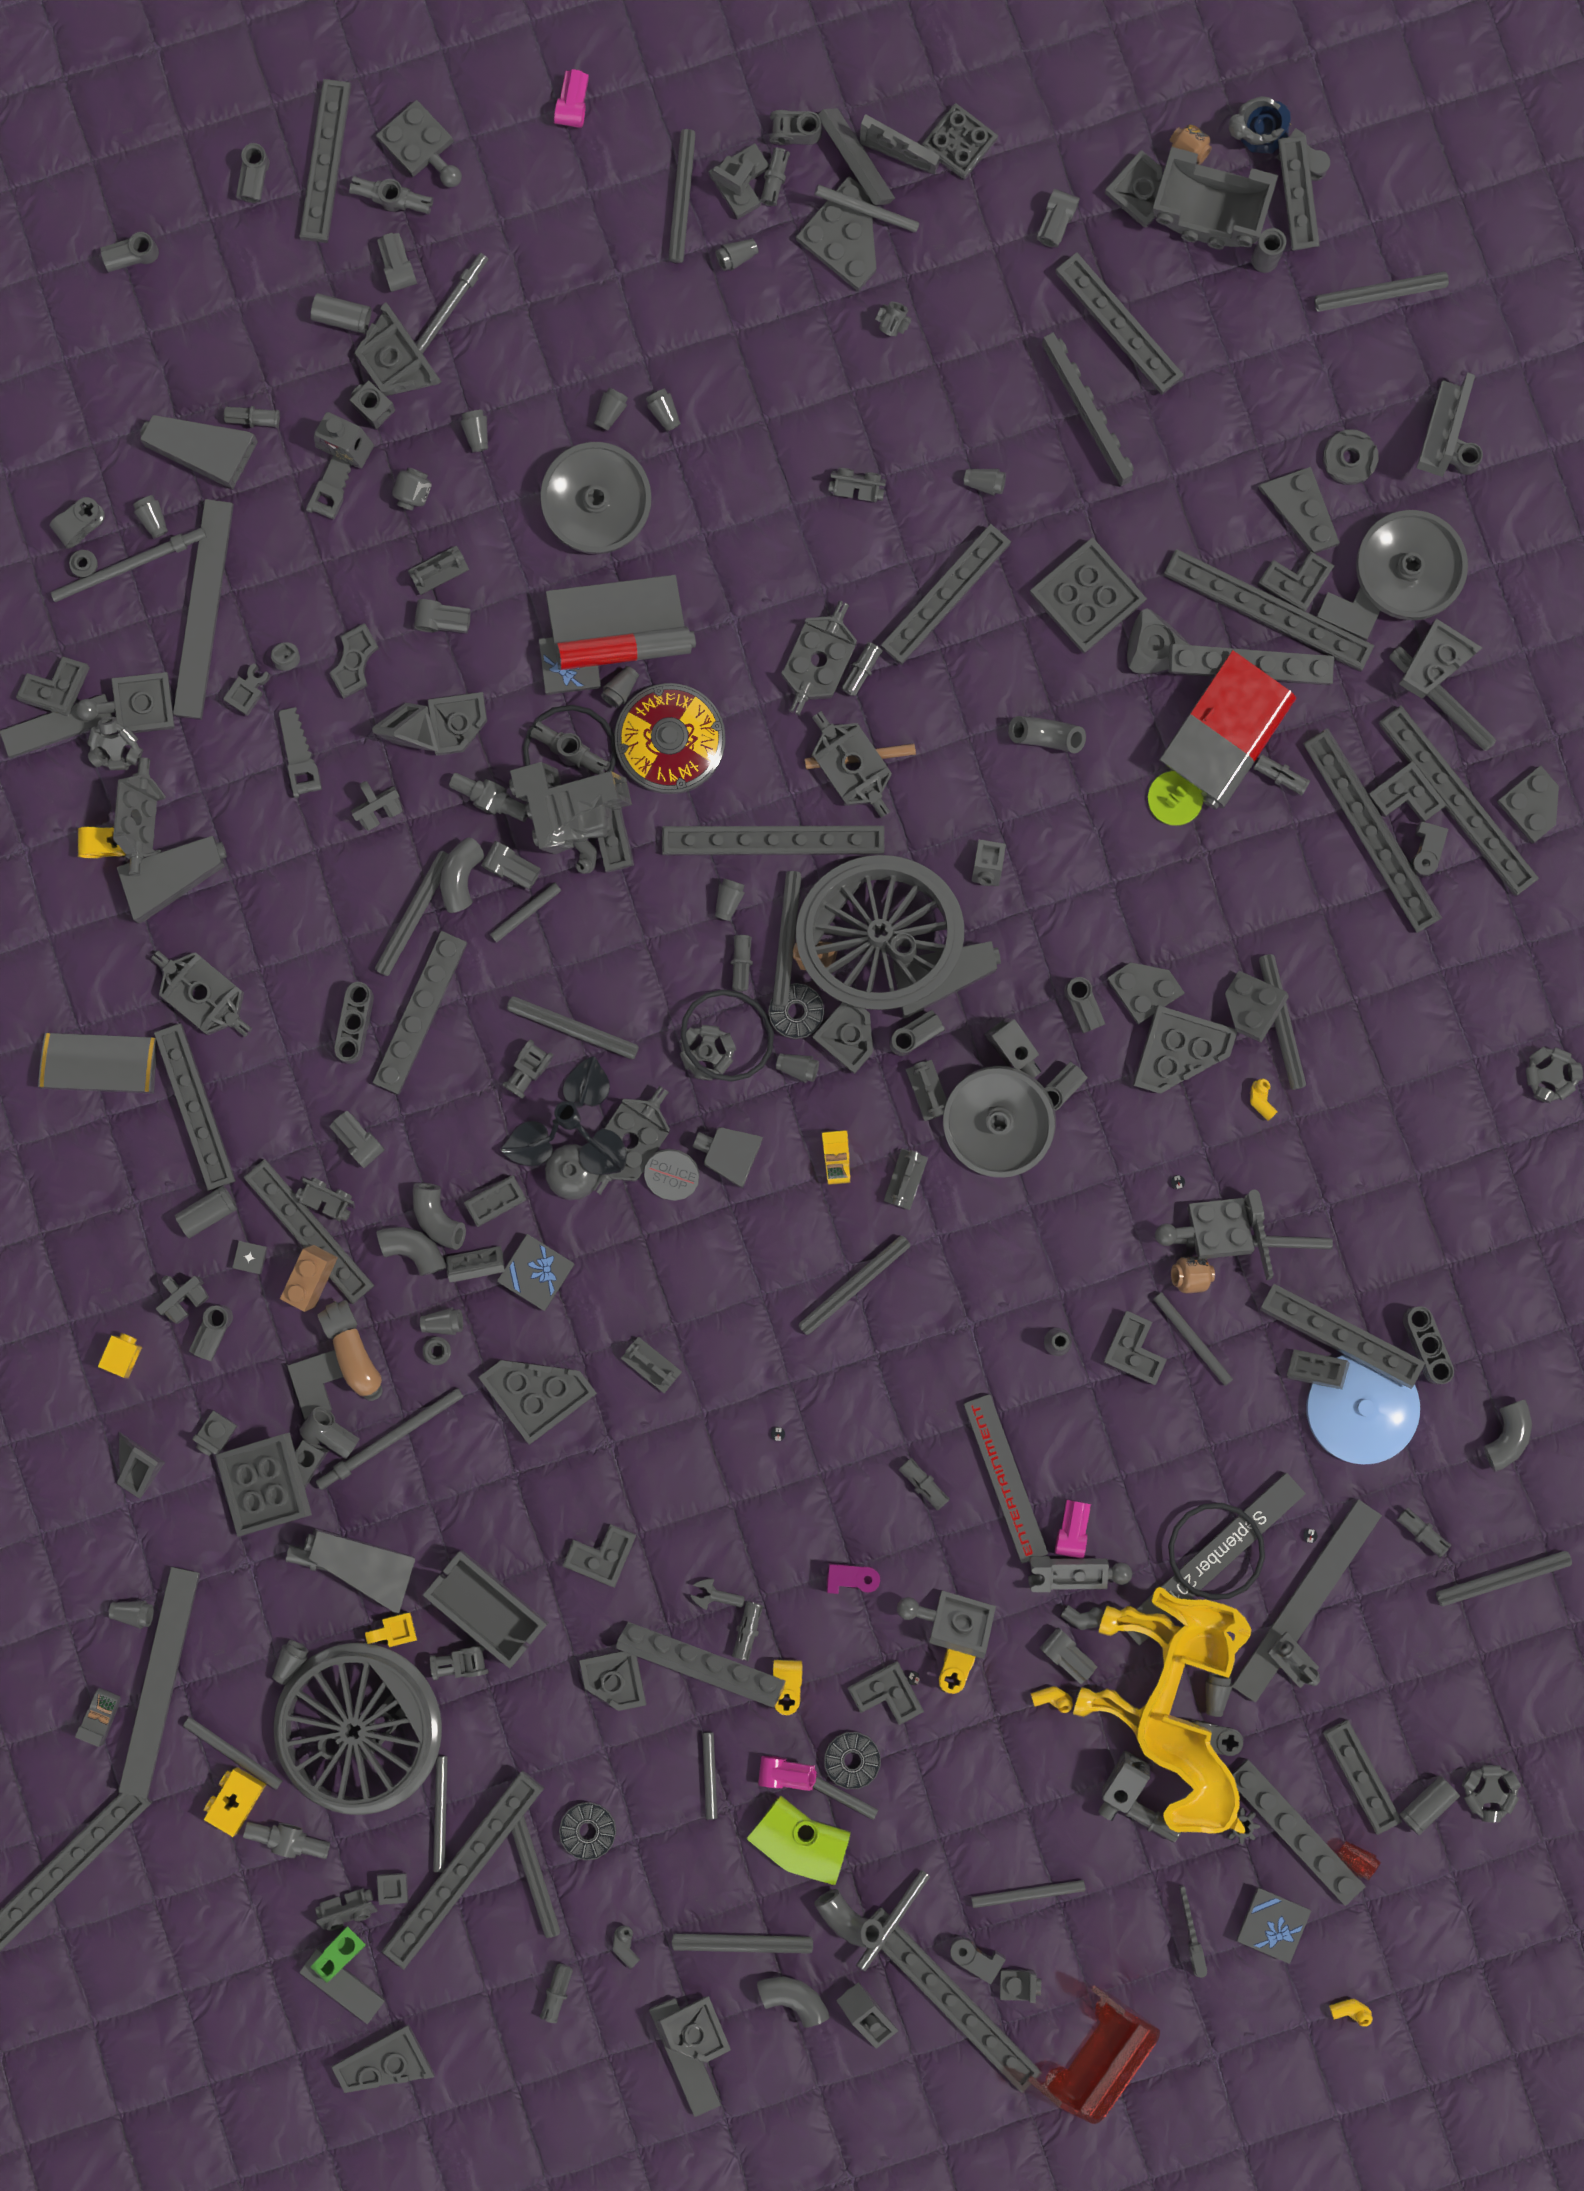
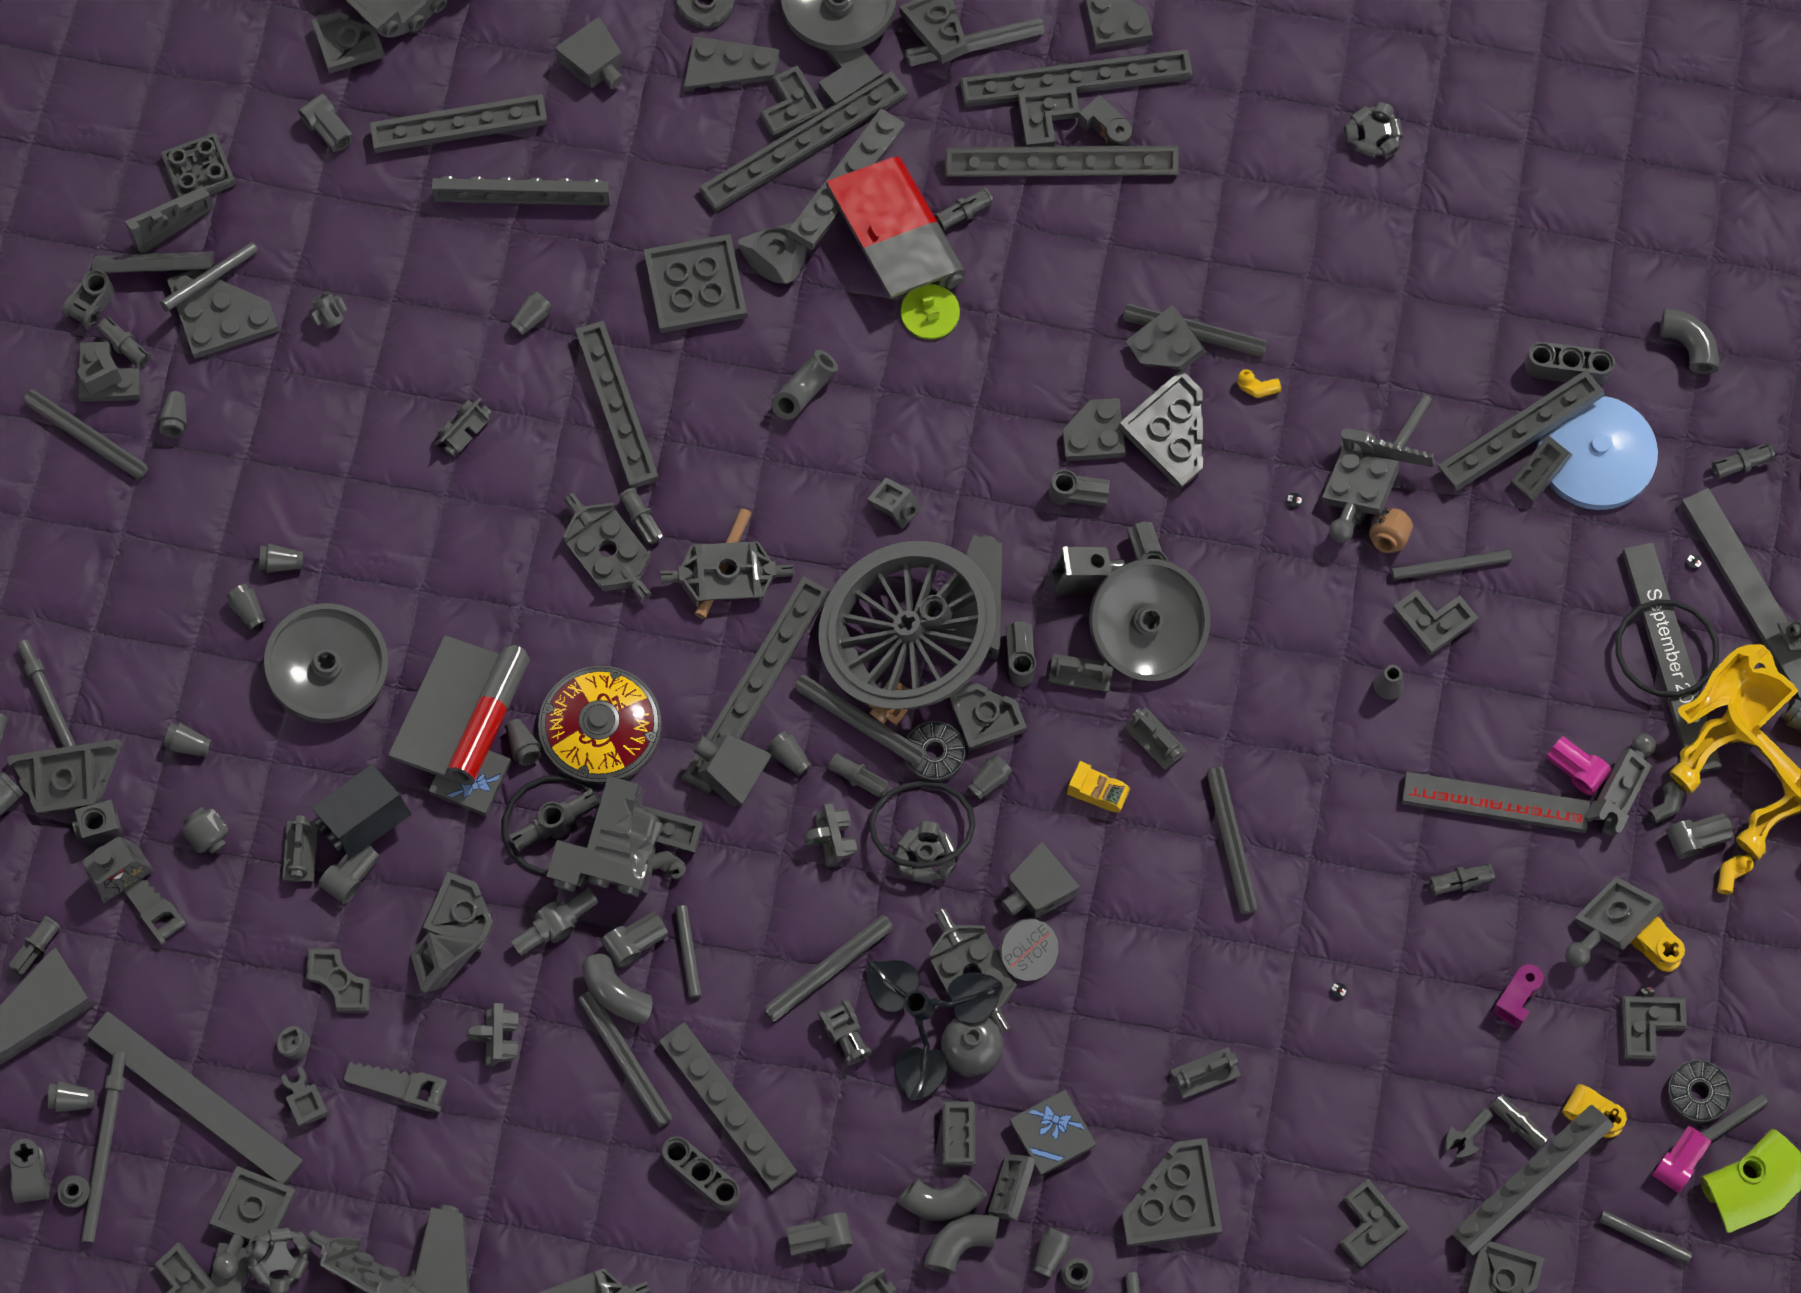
camera: 60 degrees left, 15 degrees down
(489, 597) = (360, 811): none -> black brick
(689, 859) = (730, 766): none -> dark grey torso
(689, 961) = (827, 835): none -> dark grey hips
(1243, 395) = (592, 55): none -> dark grey torso

